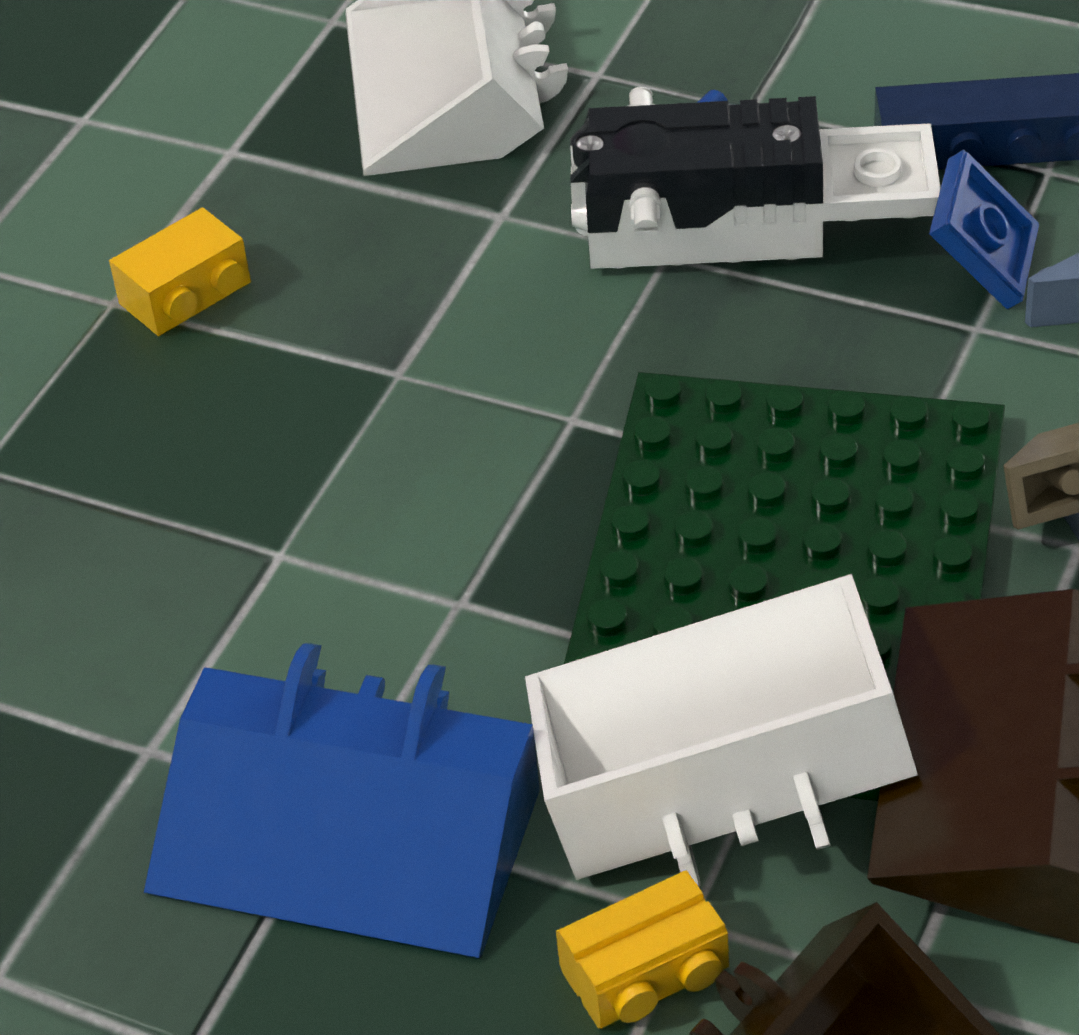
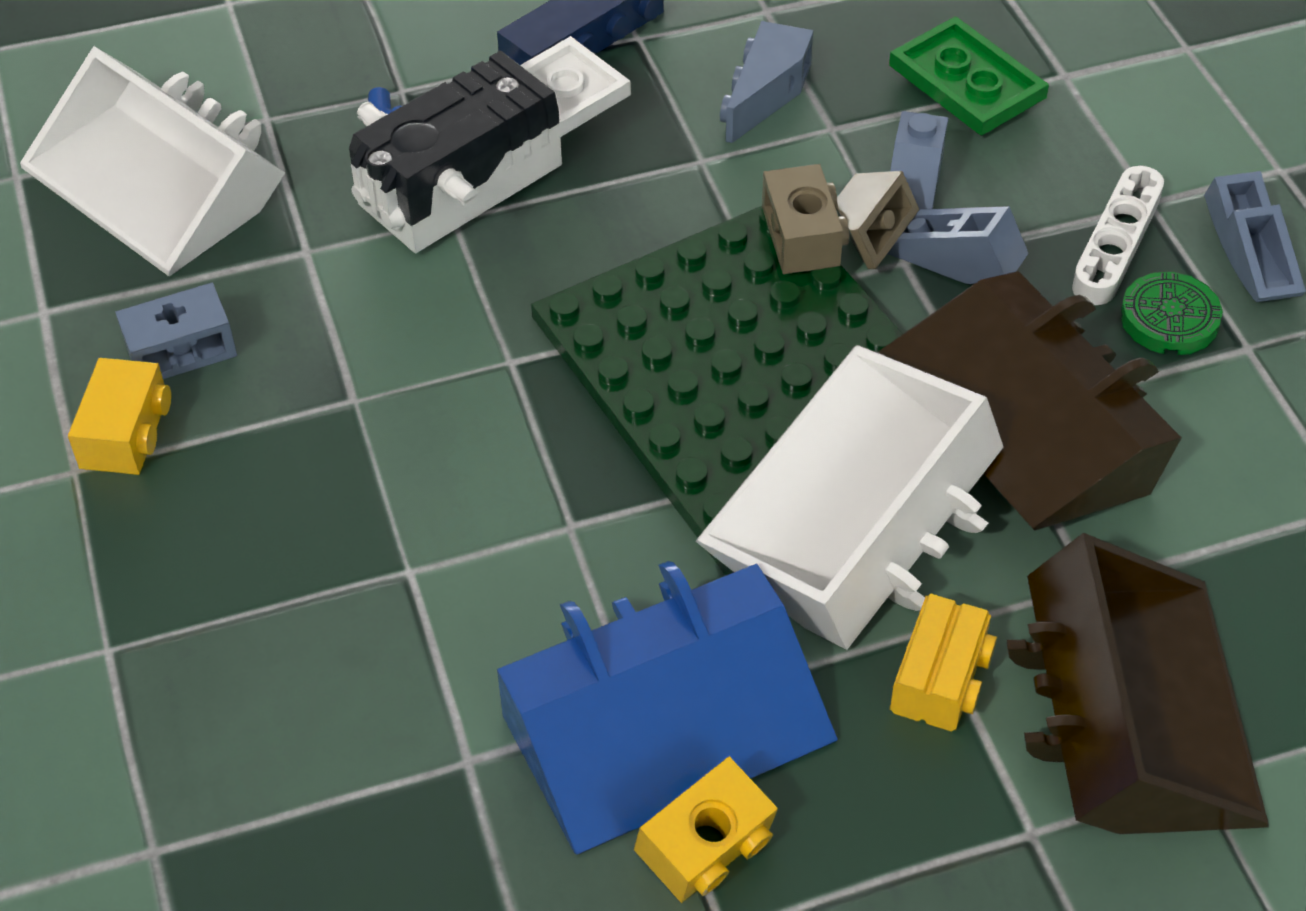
camera: 45 degrees left, 5 degrees up
(222, 921) = (719, 800): none -> yellow brick
(301, 225) = (178, 331): none -> sand blue brick
(976, 429) = (803, 218): none -> dark tan brick
(984, 229) = (663, 90): blue tile -> none

